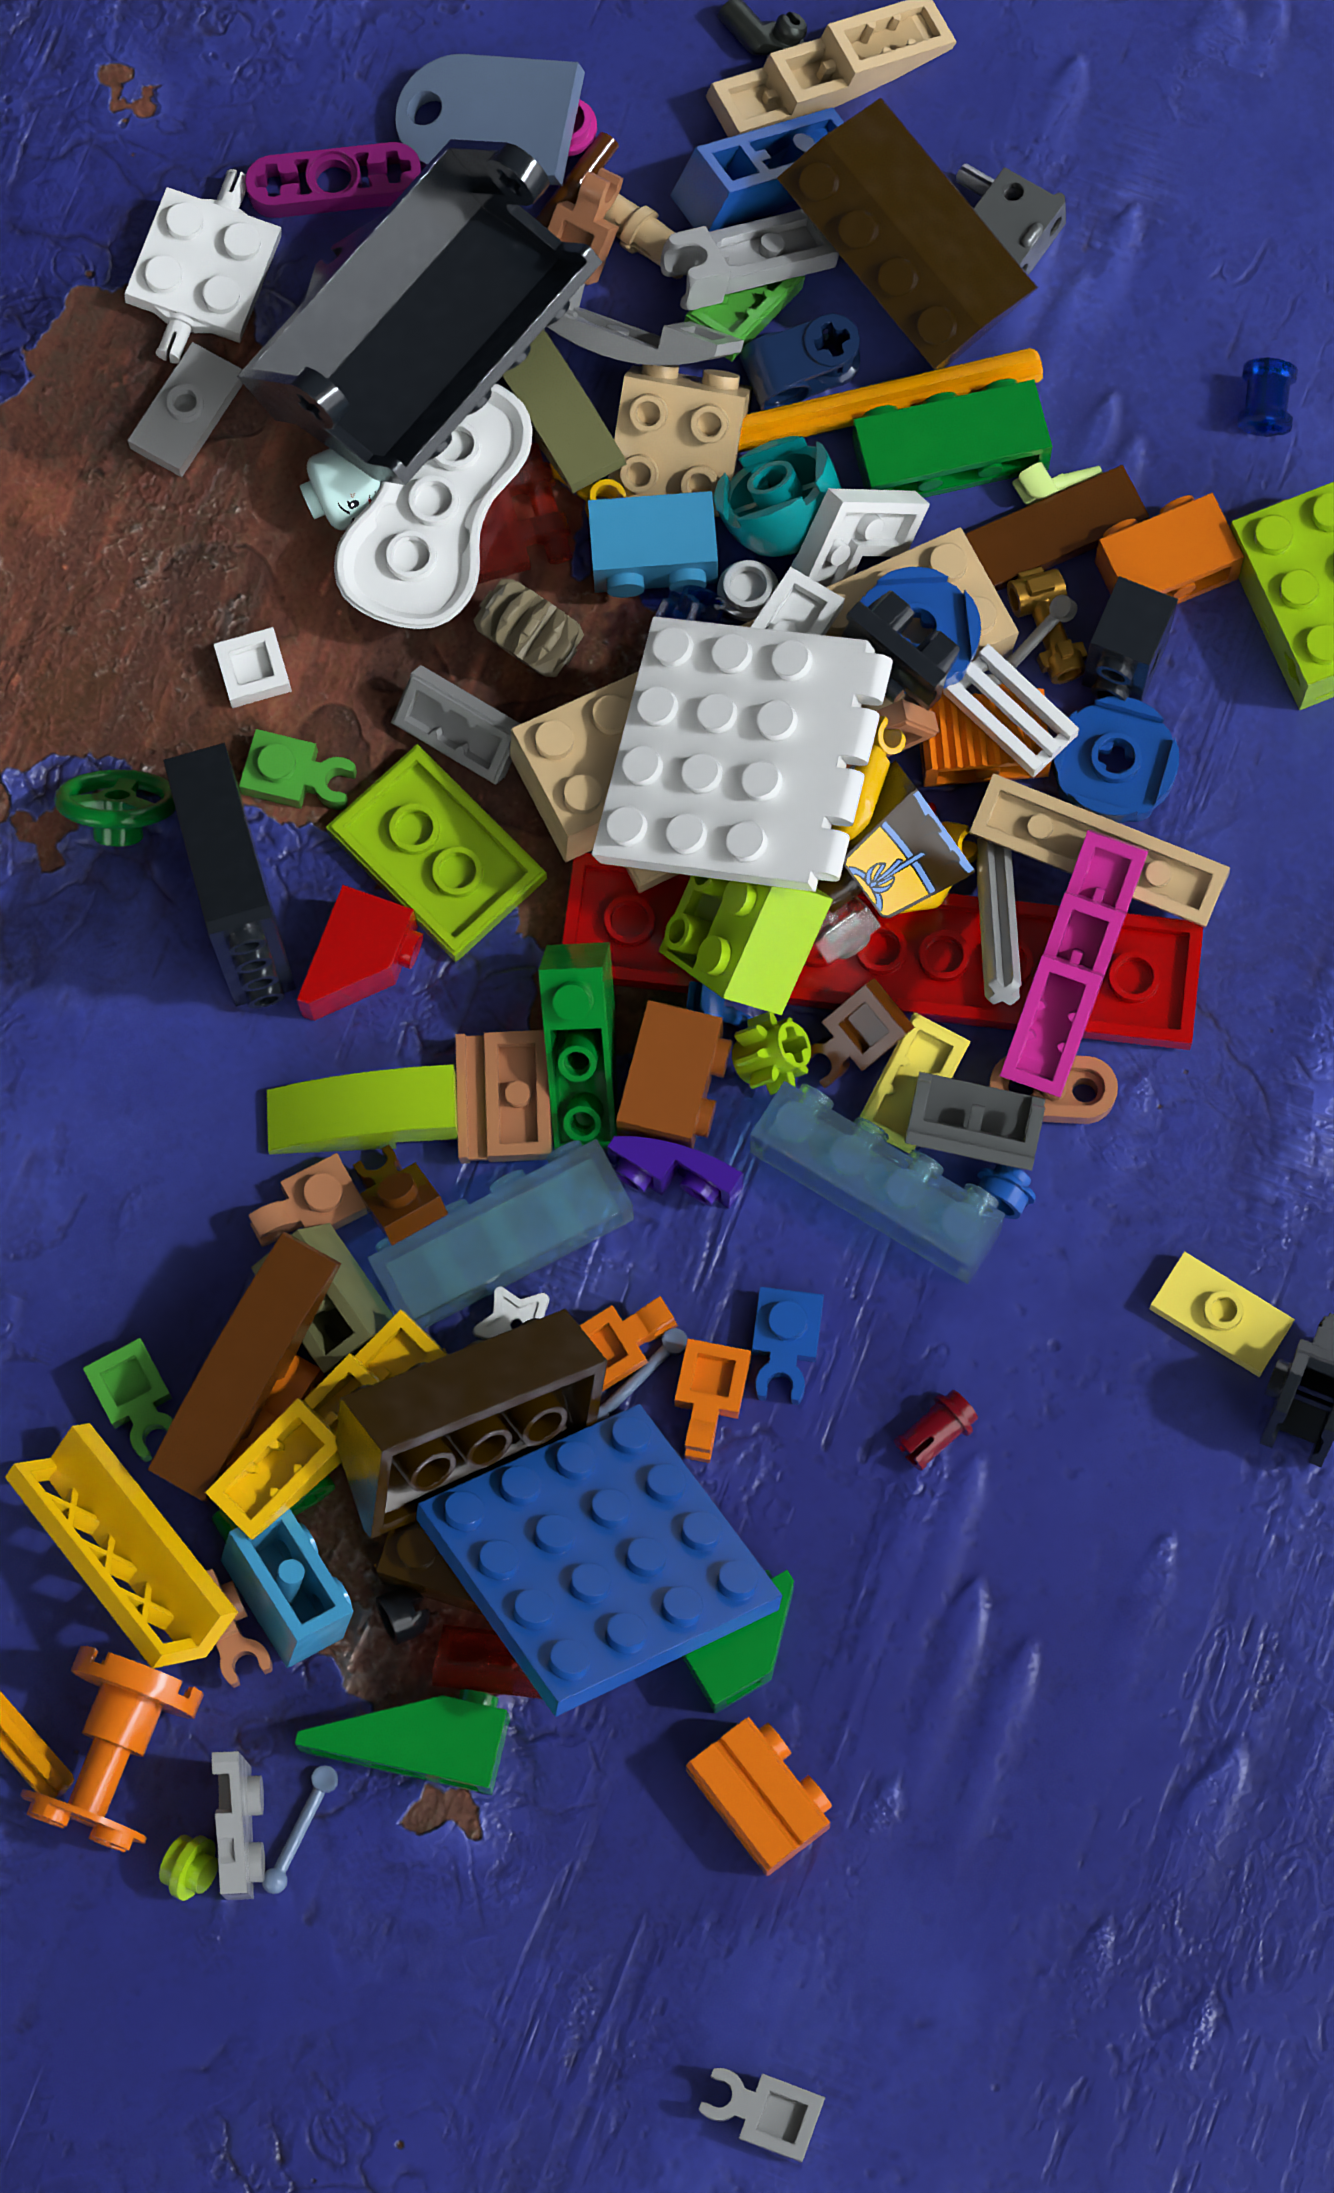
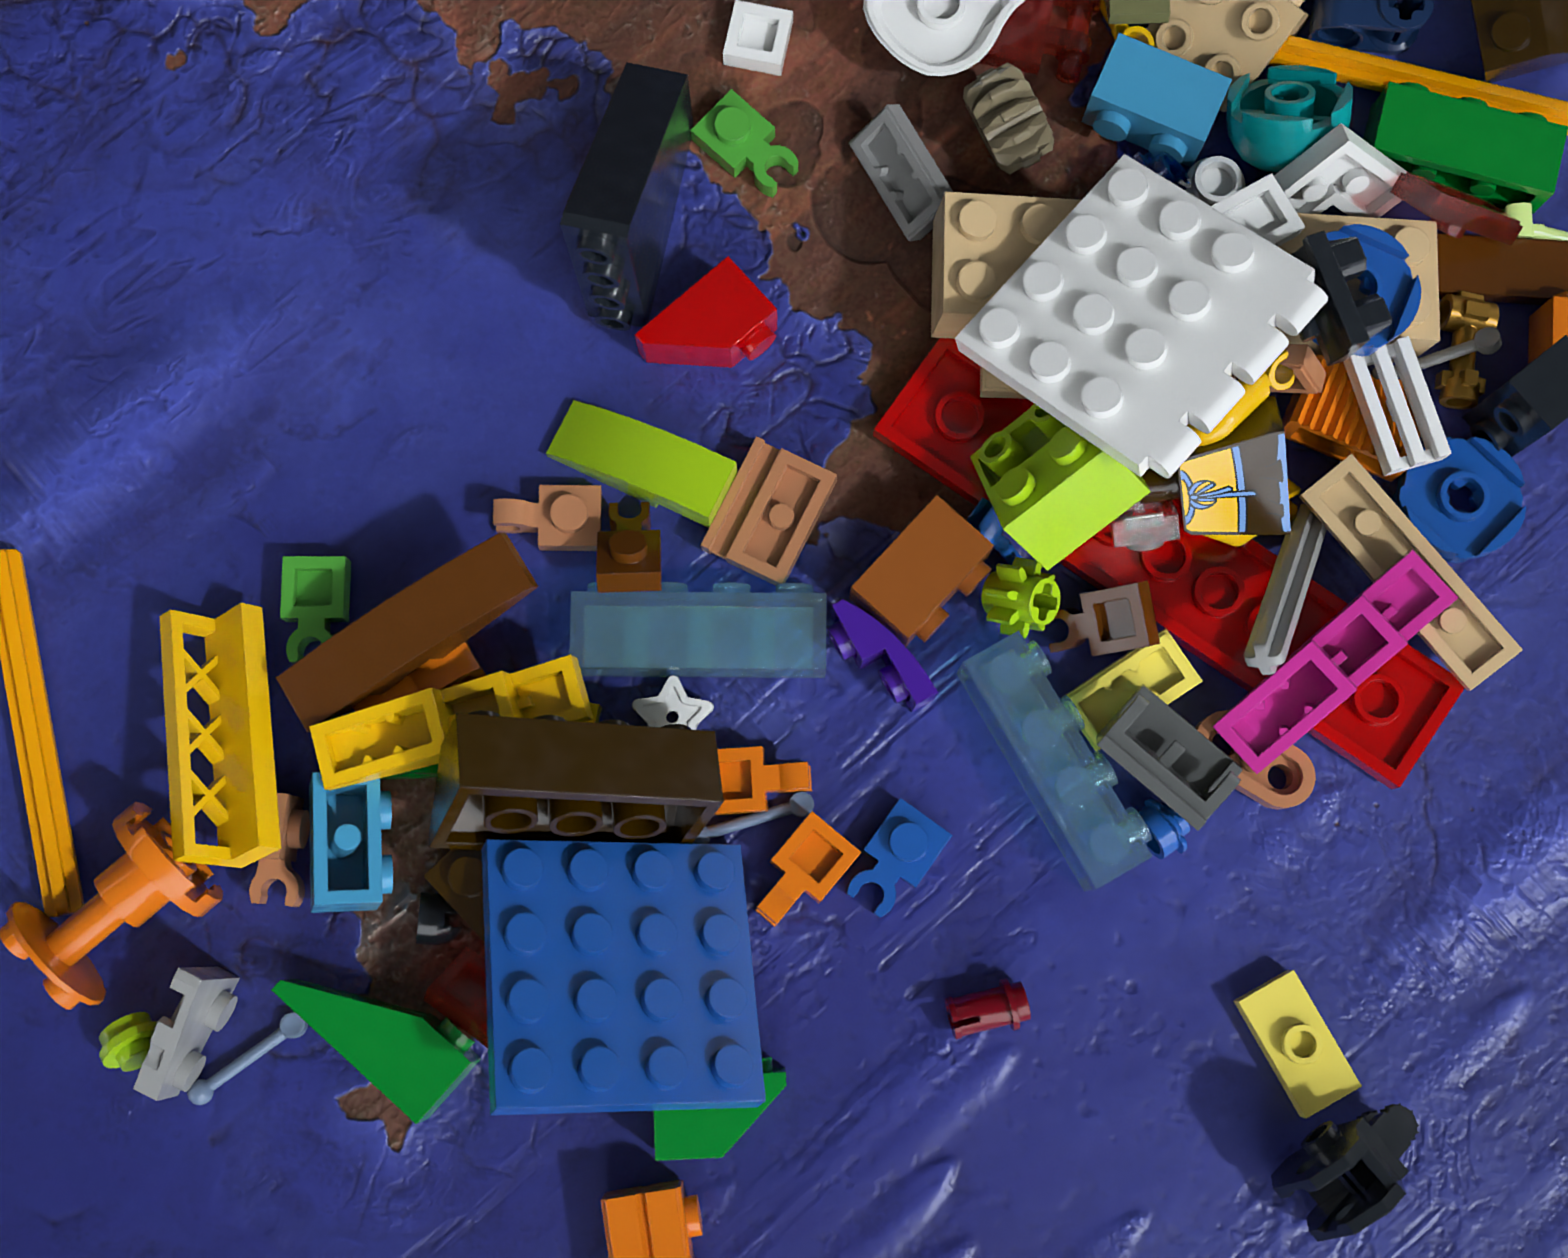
camera: 25 degrees right, 5 degrees up
(115, 811) = (571, 95): green piece -> none
(351, 1308) = (535, 626): olive brick -> none
(436, 852) = (827, 273): lime tile -> none
(580, 1041) = (859, 499): green slope -> none
(974, 504) = (1455, 209): none -> clear red plate

